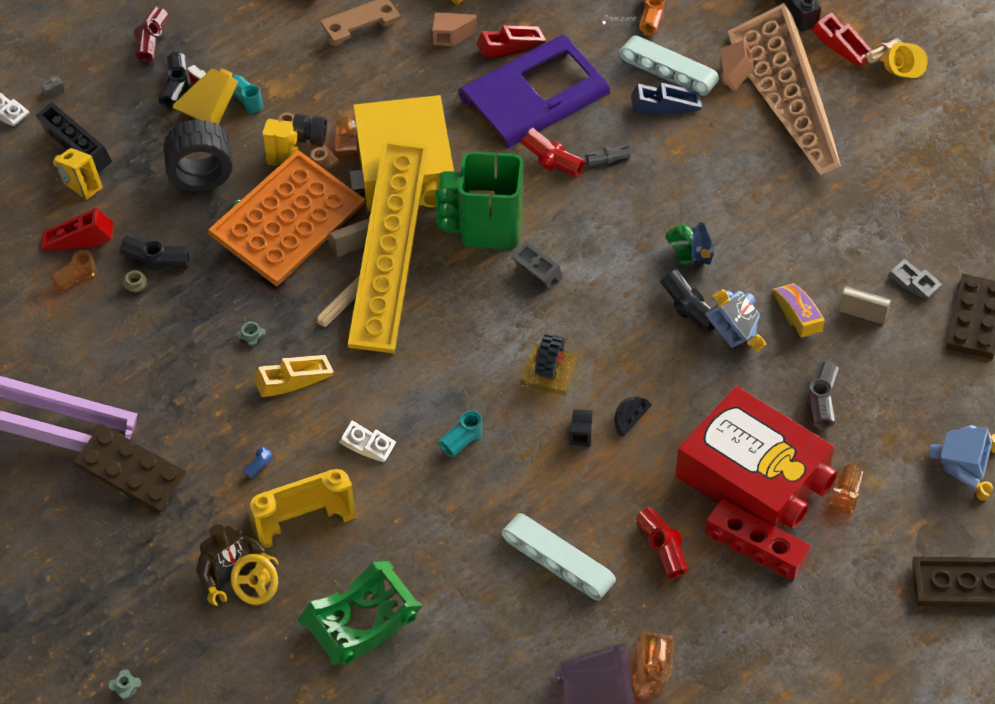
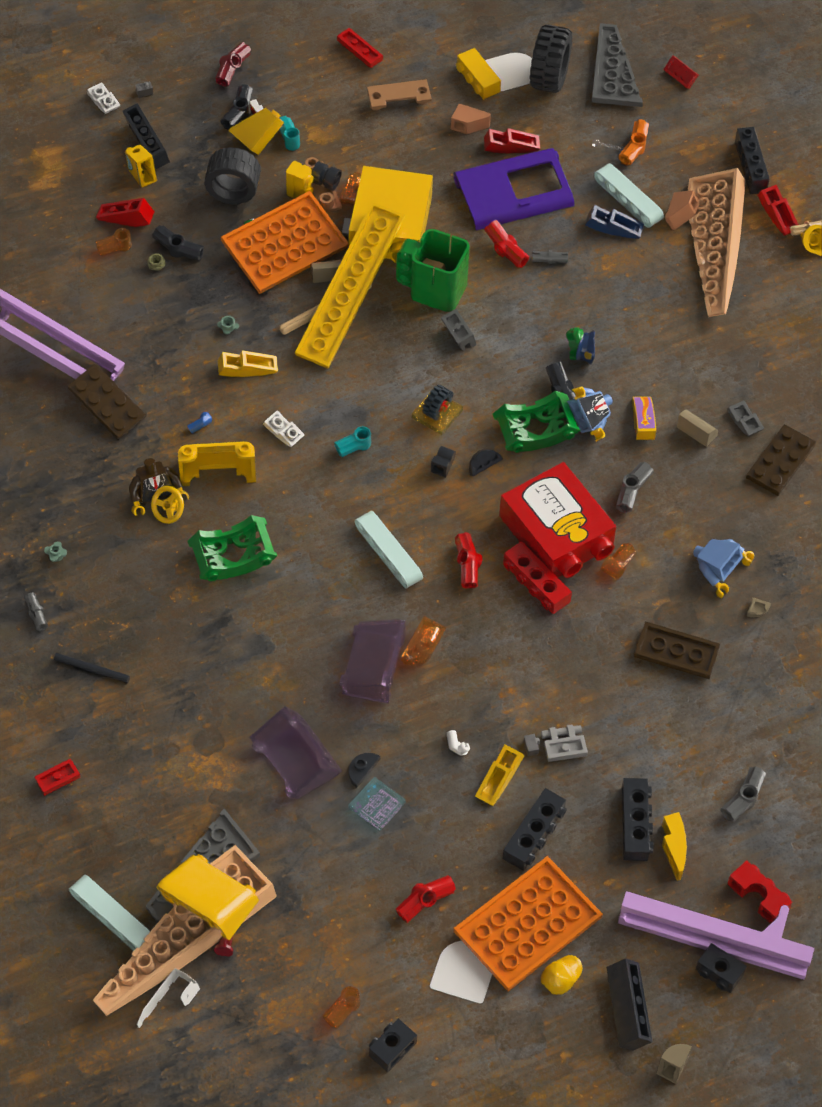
camera: 15 degrees right, 5 degrees up
(643, 349) = (527, 441): none -> green fence

